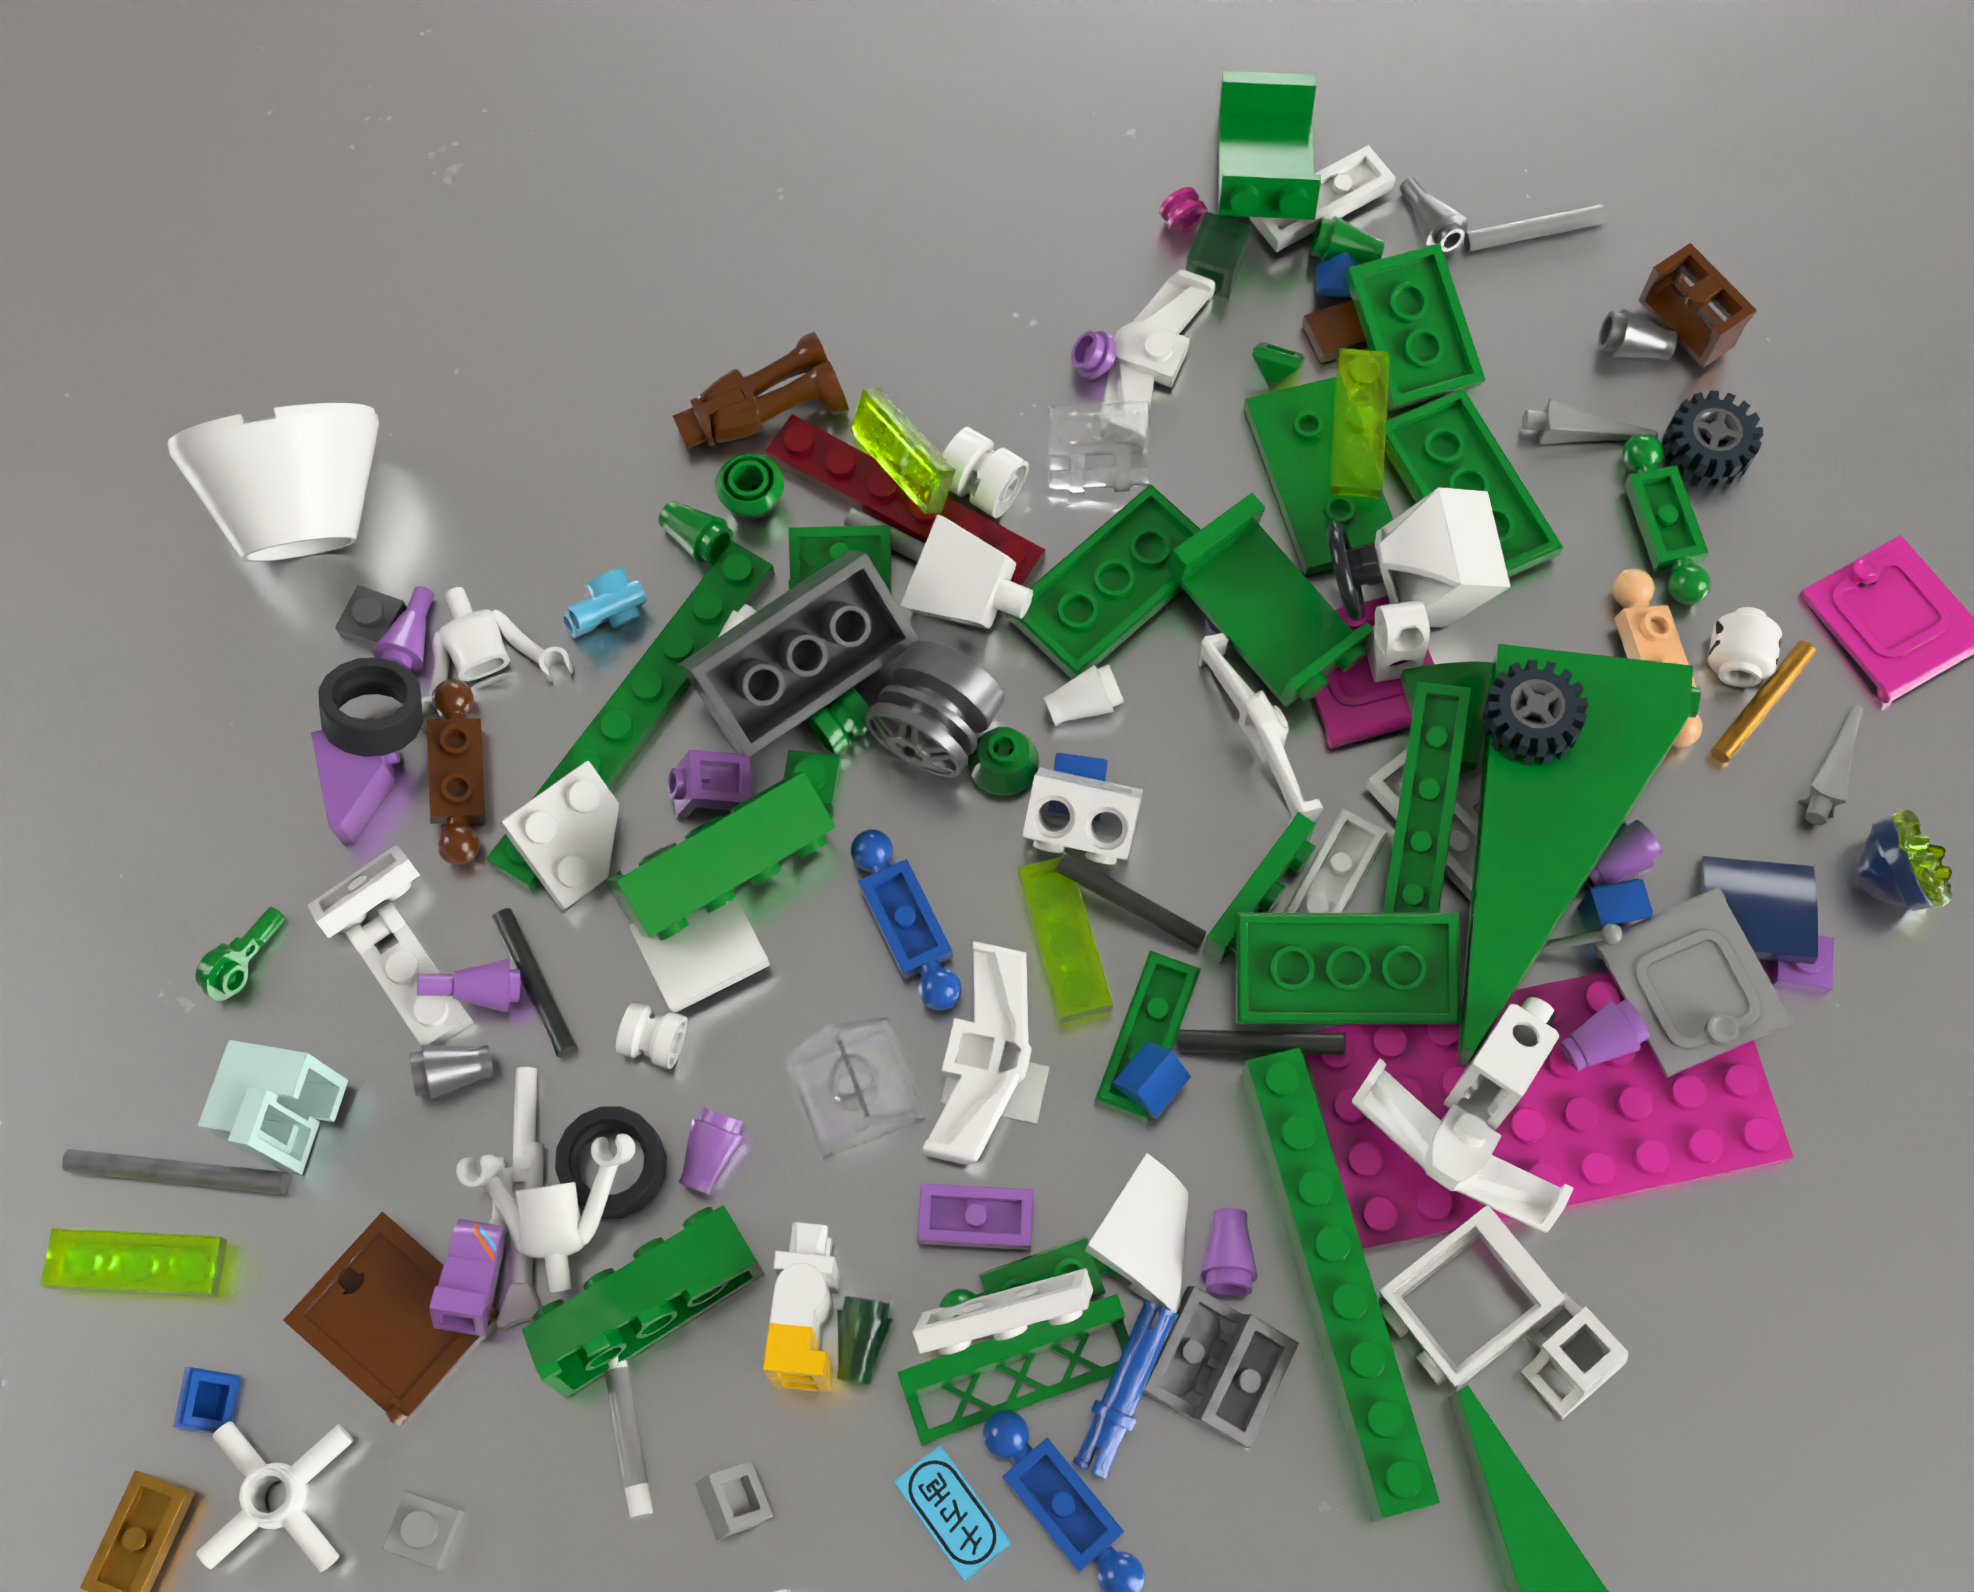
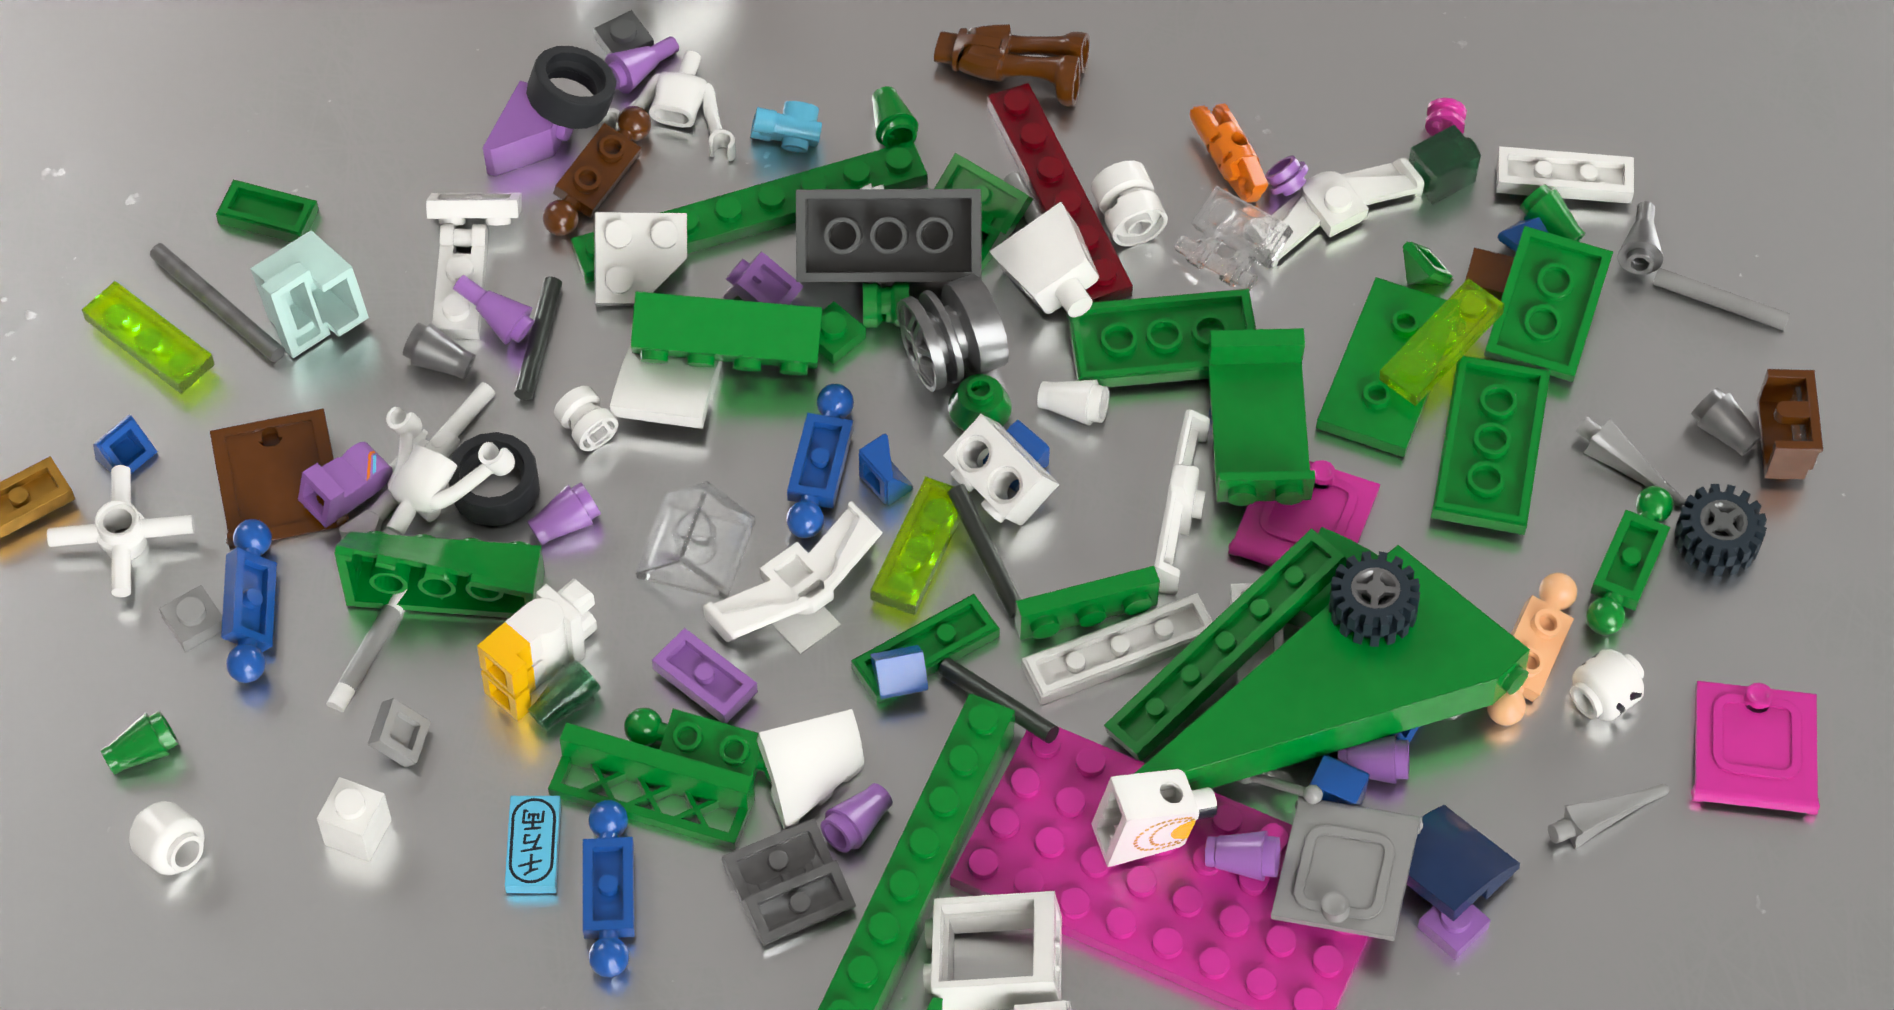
camera: 35 degrees right, 10 degrees down
(151, 1038) = (266, 211): none -> green tile
(225, 968) = (346, 197): green plate -> none
(470, 1473) = (249, 601): none -> blue plate
(749, 485) = (953, 110): green cone -> none
(902, 450) = (1081, 151): clear neon green plate -> none
(971, 891) = (881, 473): none -> blue slope
(1004, 1313) = (666, 734): white plate -> none
(1025, 362) = (1230, 150): none -> orange hinge
(1125, 1389) = (711, 845): blue pin -> none
(1267, 146) = (1548, 109): green panel -> none
(1347, 968) = (1095, 684): green plate -> none
(1398, 635) = (1330, 495): white leg -> none
(1432, 552) = (1397, 457): white piece -> none
(1459, 1152) = (1068, 851): white plate -> none
(1763, 701) = (1592, 734): pearl gold bar -> none
(1902, 865) = (1591, 904): hair -> none

